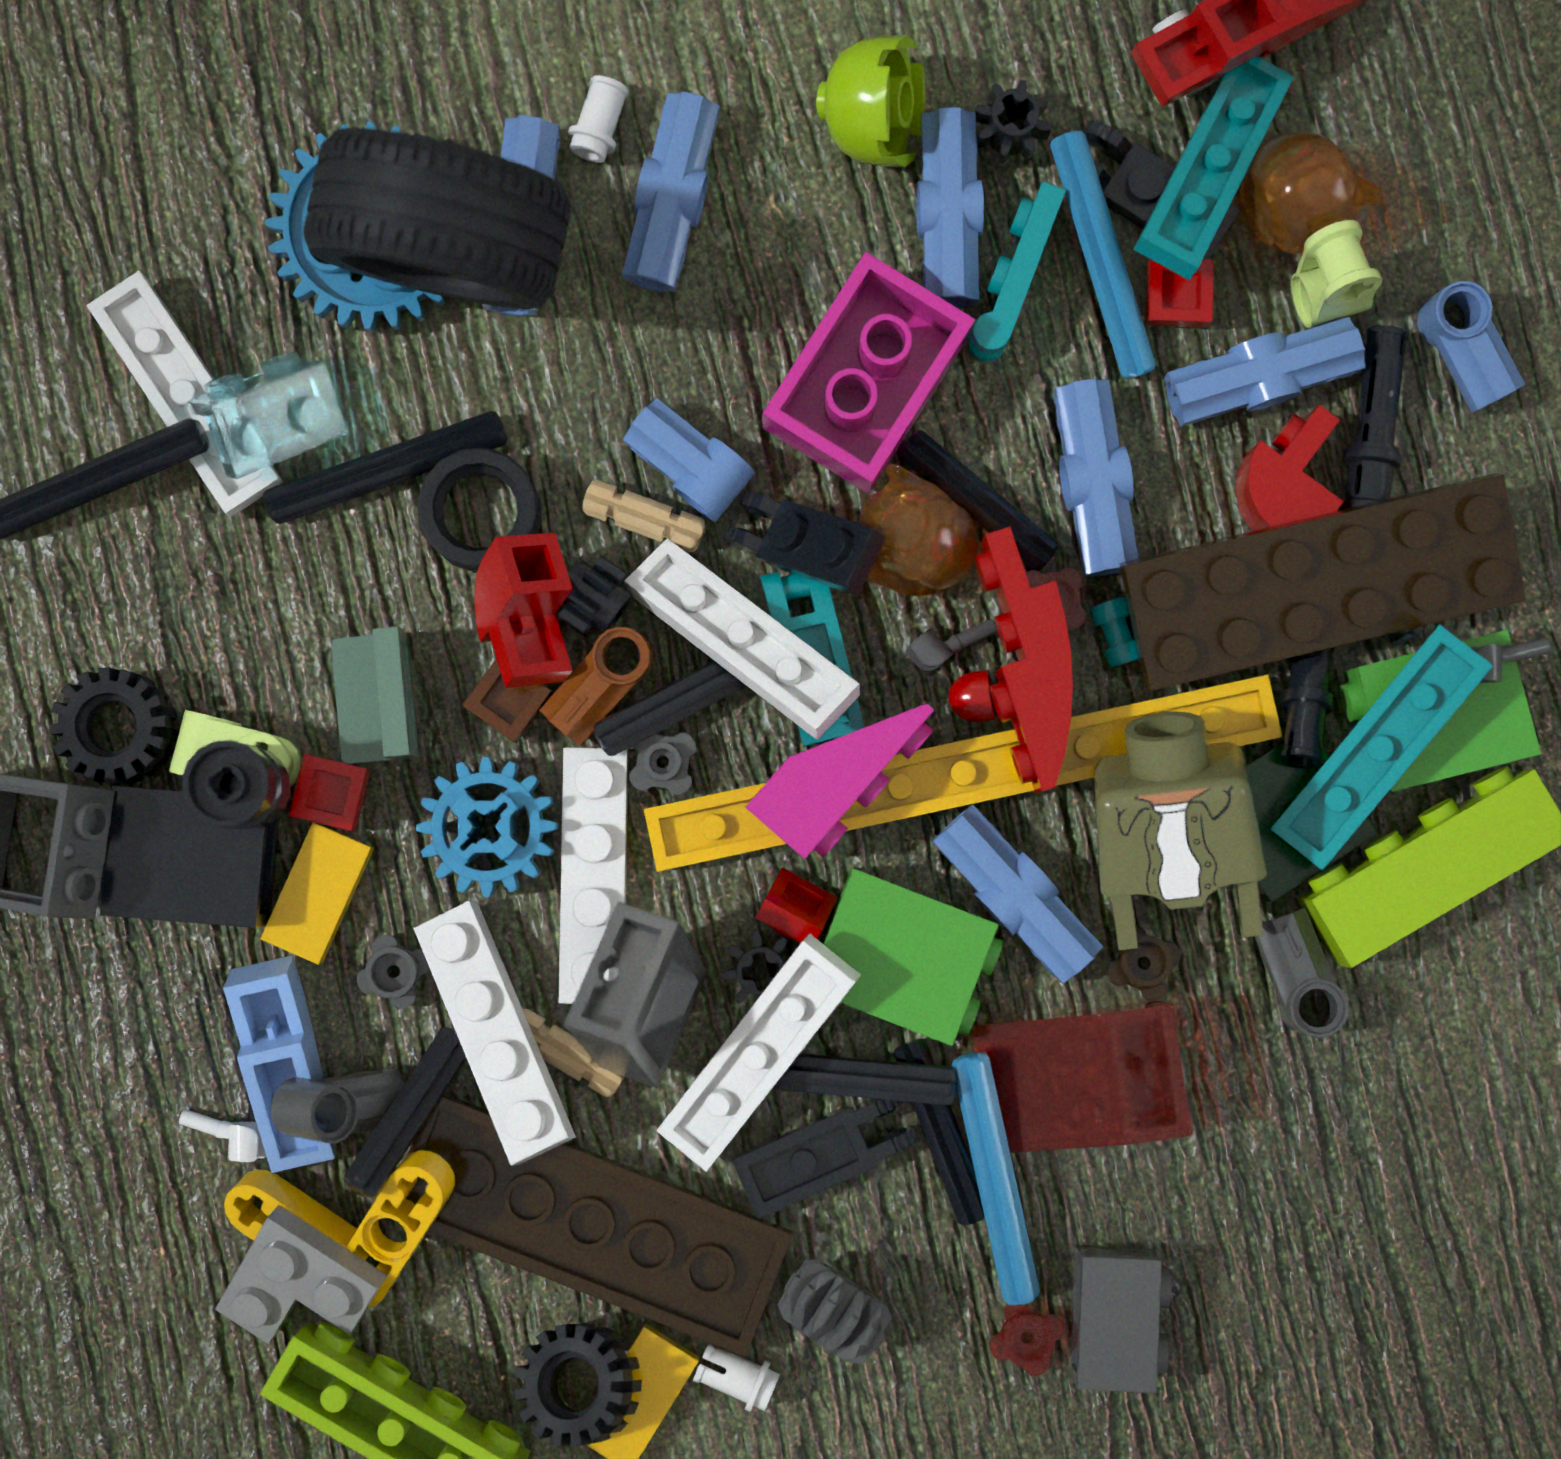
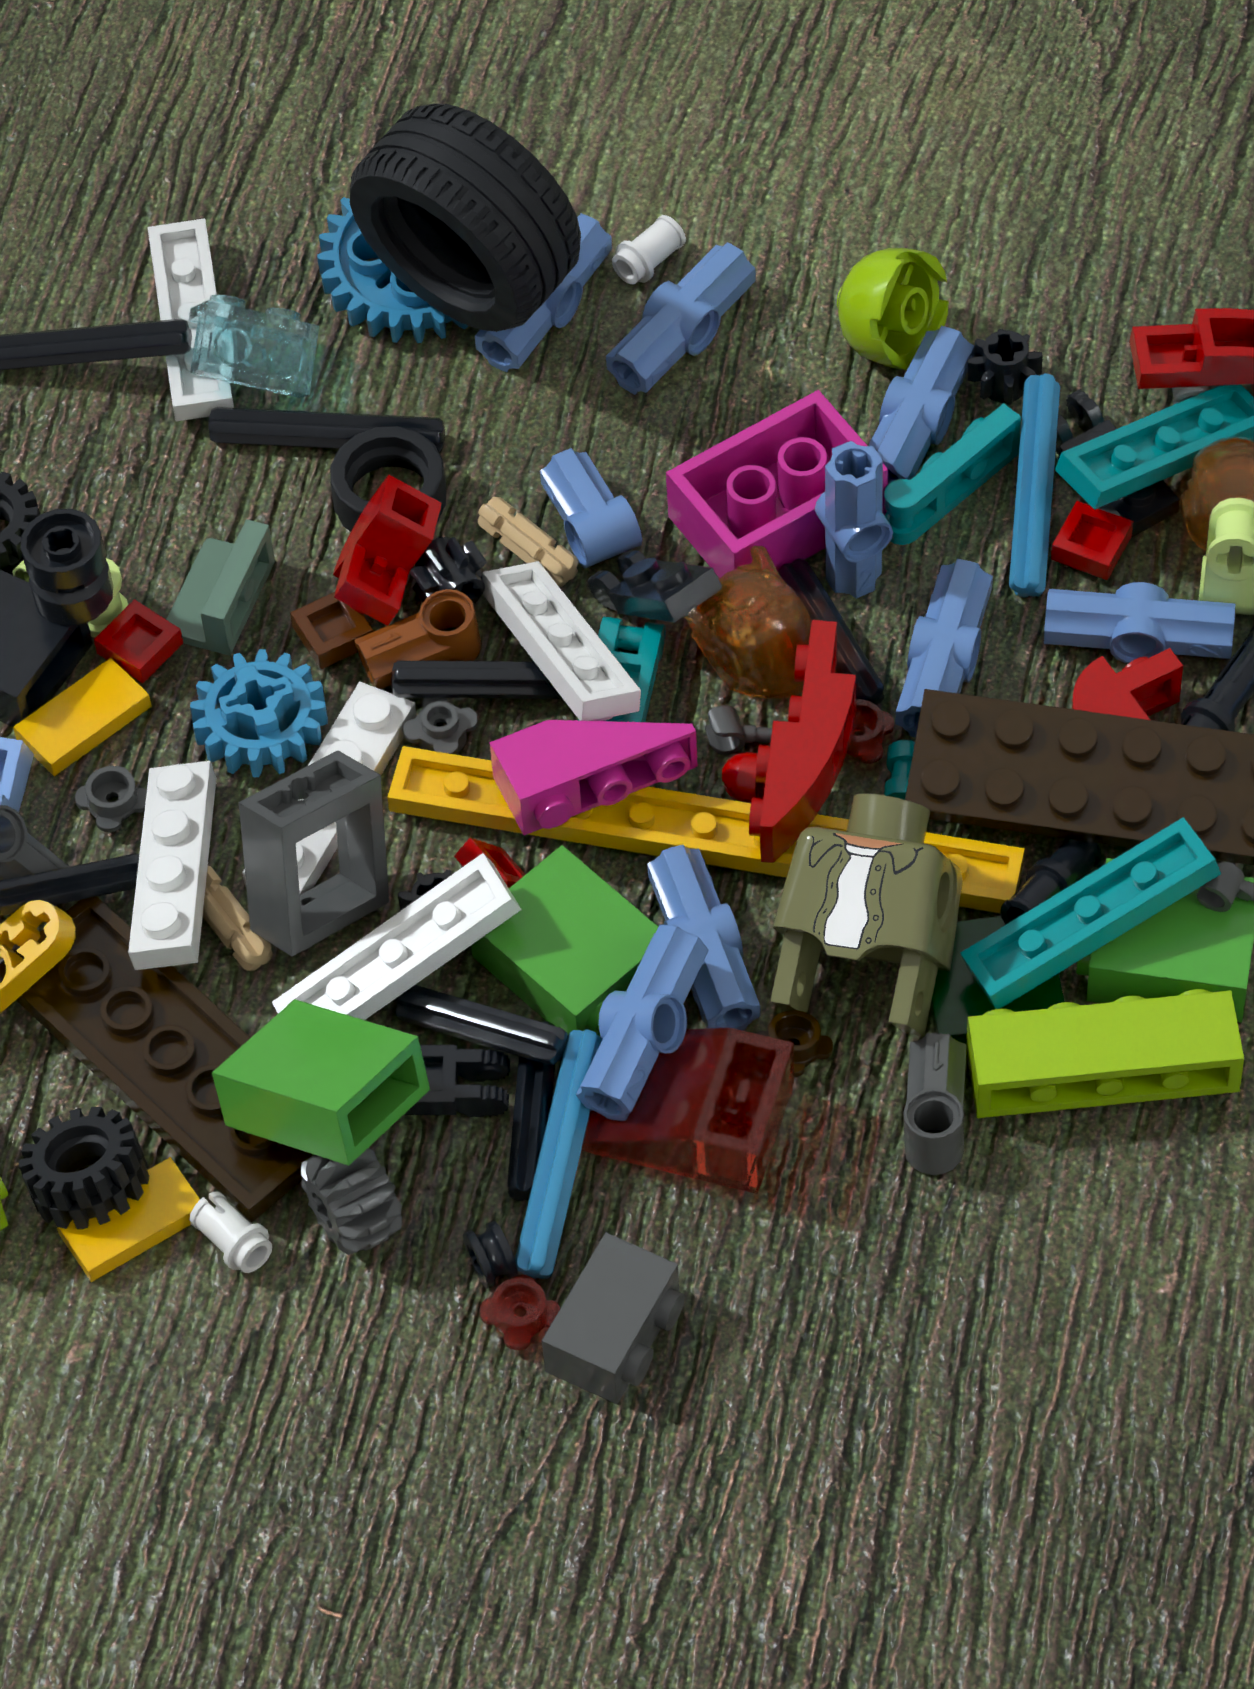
camera: 30 degrees right, 30 degrees down
(765, 1239) = (321, 1081): none -> bright green brick
(972, 395) = (853, 519): none -> medium blue piece
(977, 1300) = (490, 1254): none -> black bush
(1021, 1035) = (642, 1022): none -> medium blue piece

